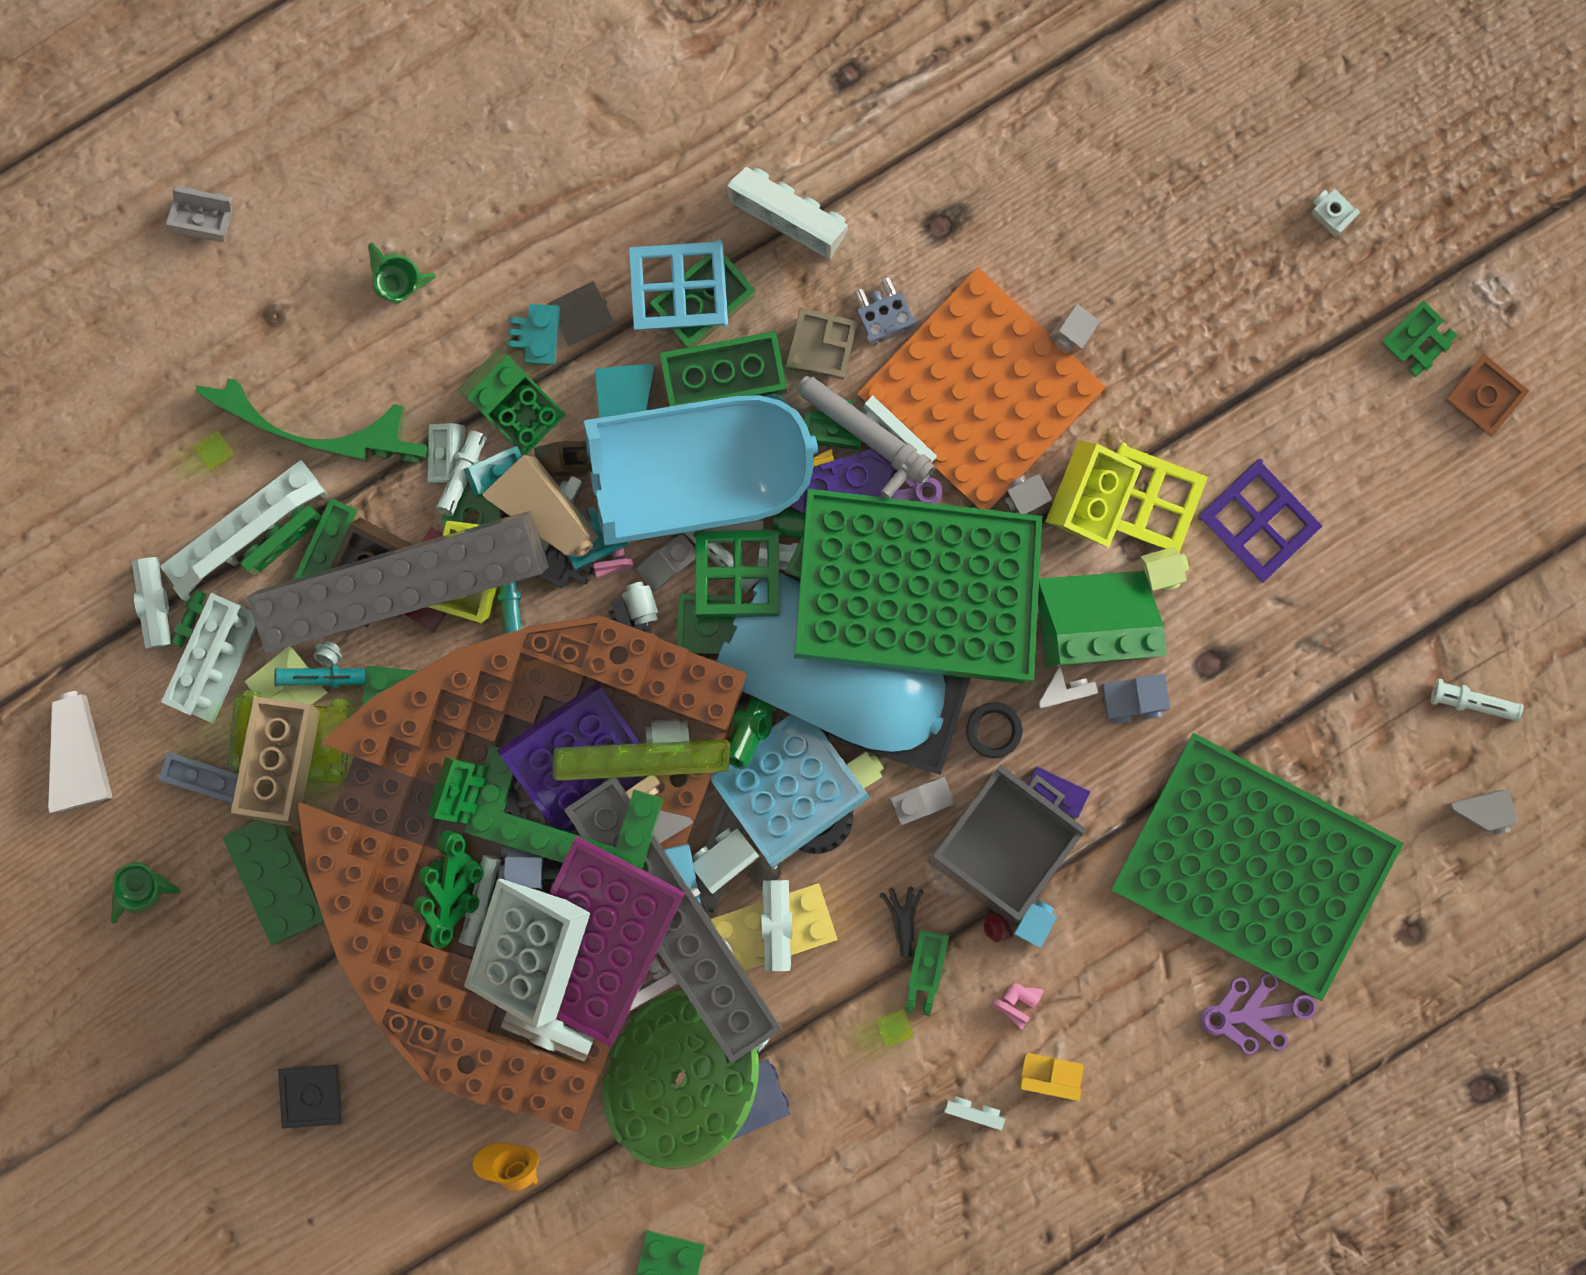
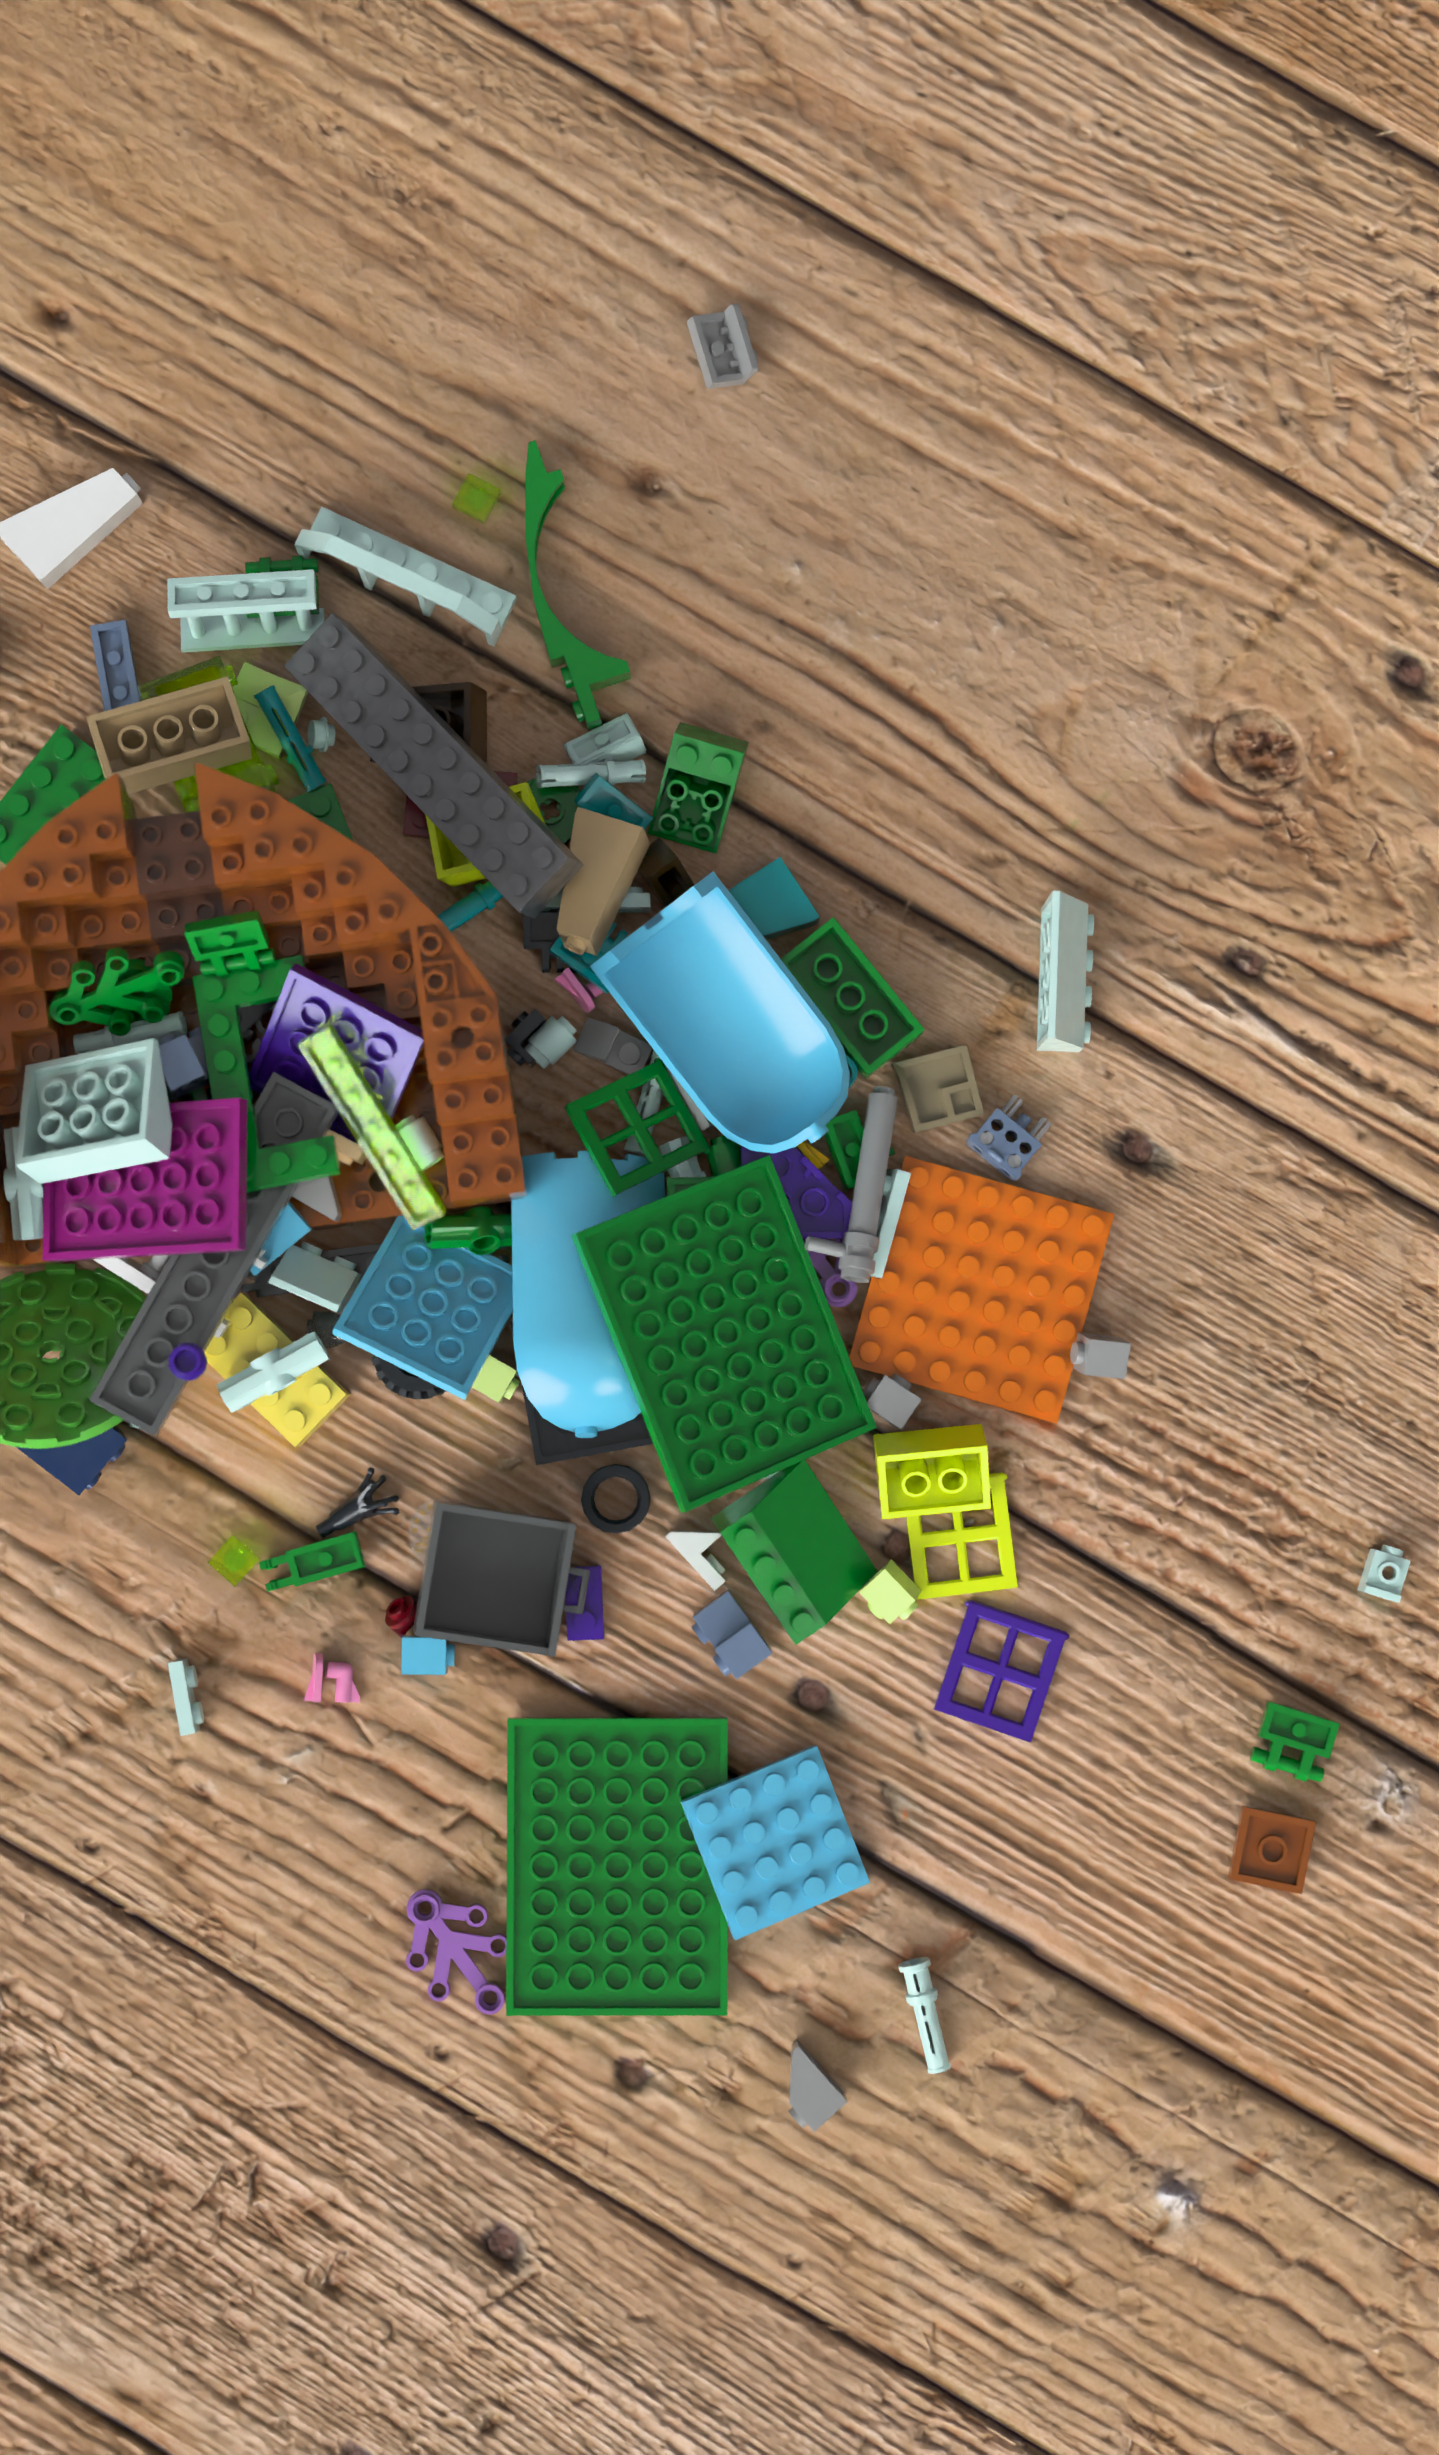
camera: 55 degrees right, 0 degrees up
(151, 602) = (277, 518): light aqua piece -> none
(280, 539) = (415, 618): green plate -> none
(327, 538) = (444, 667): green plate -> none
(395, 275) = (768, 590): green piece -> none
(537, 334) = (786, 777): teal hinge -> none
(582, 313) = (834, 812): clear smoke piece -> none
(678, 285) = (917, 898): medium azure window -> none
(702, 301) = (919, 933): green brick -> none
(703, 634) = (552, 1126): green plate -> none
(741, 977) = (187, 1361): none -> dark purple plate
(922, 801) = (496, 1460): light grey slope -> none
(1051, 1076) = (269, 1760): yellow panel -> none
(1298, 744) = (775, 1842): none -> medium azure plate

